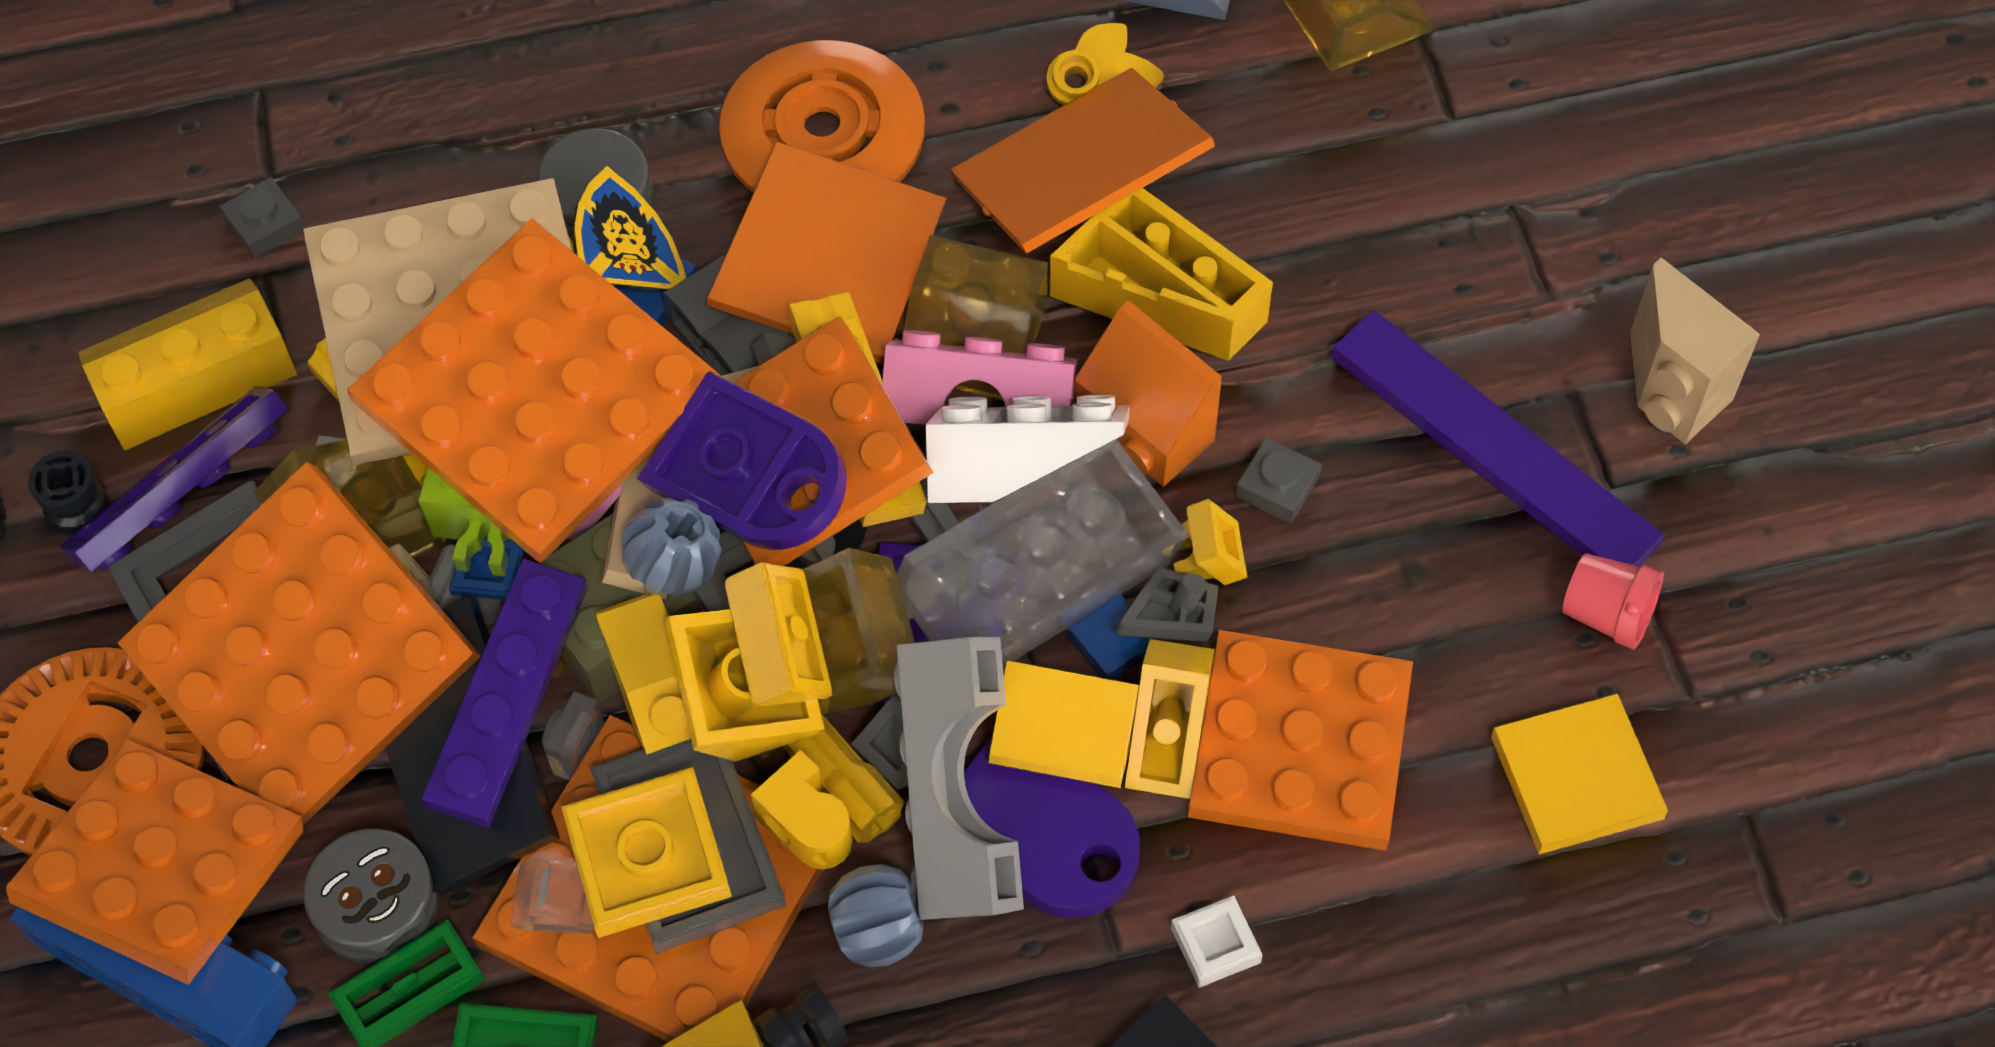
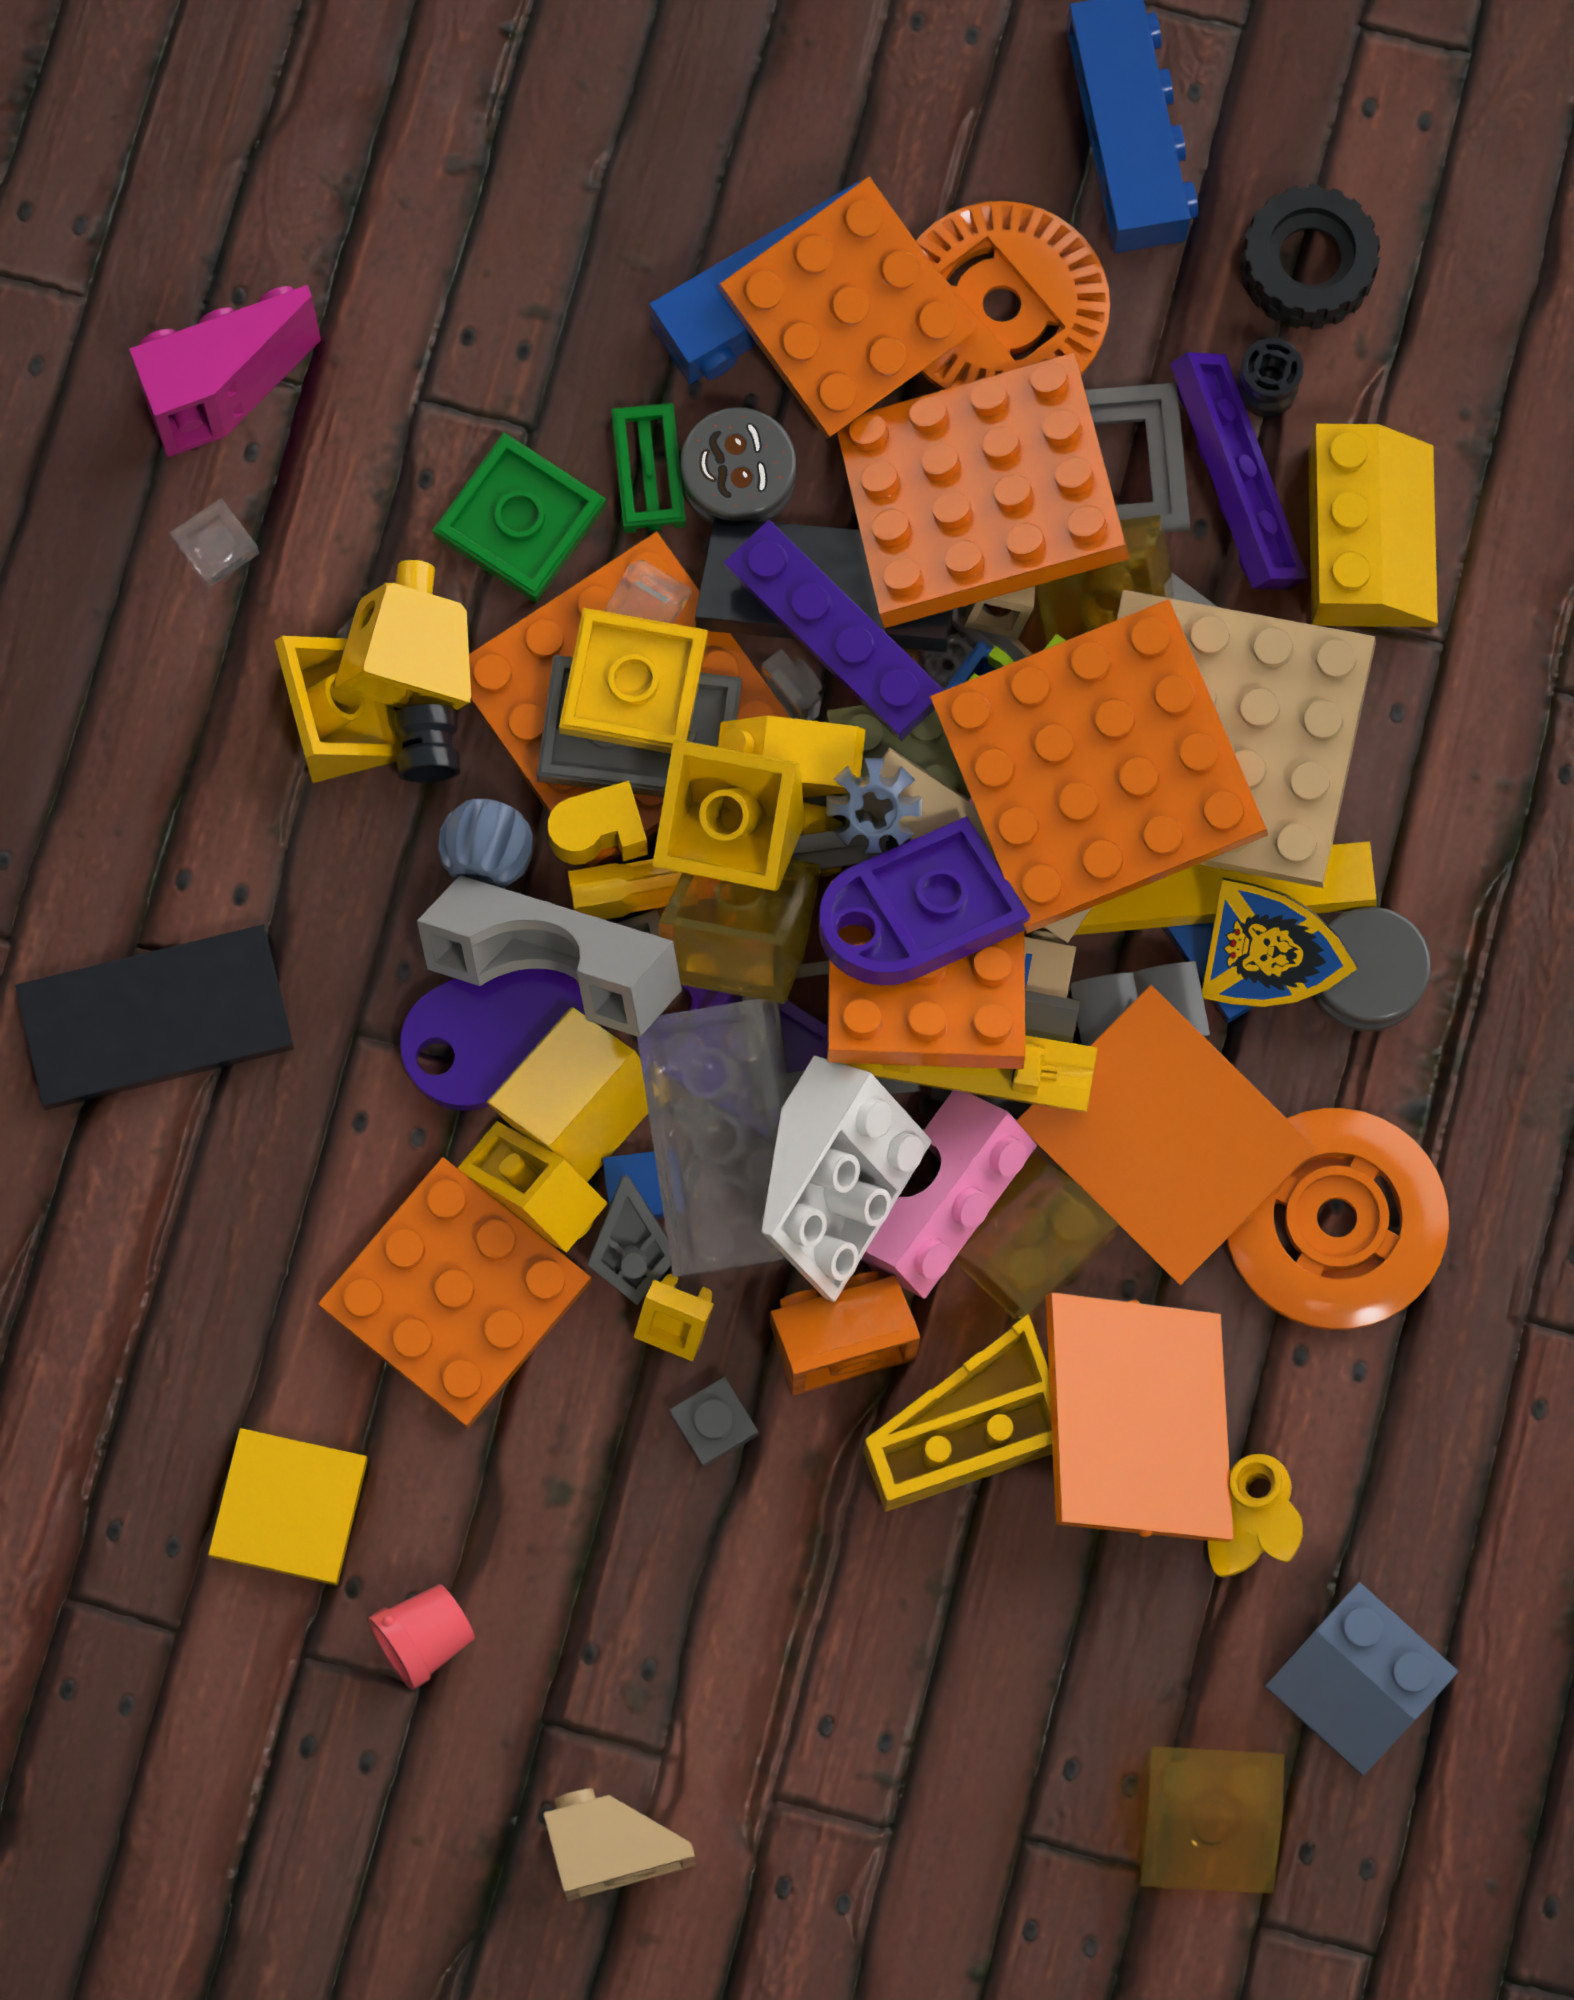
camera: 115 degrees right, 15 degrees up
(262, 218) = (1502, 661): dark grey plate -> none
(777, 635) = (743, 857): yellow slope -> none
(1216, 941) = (318, 1117): white tile -> none
(1494, 443) = (639, 1639): dark purple tile -> none

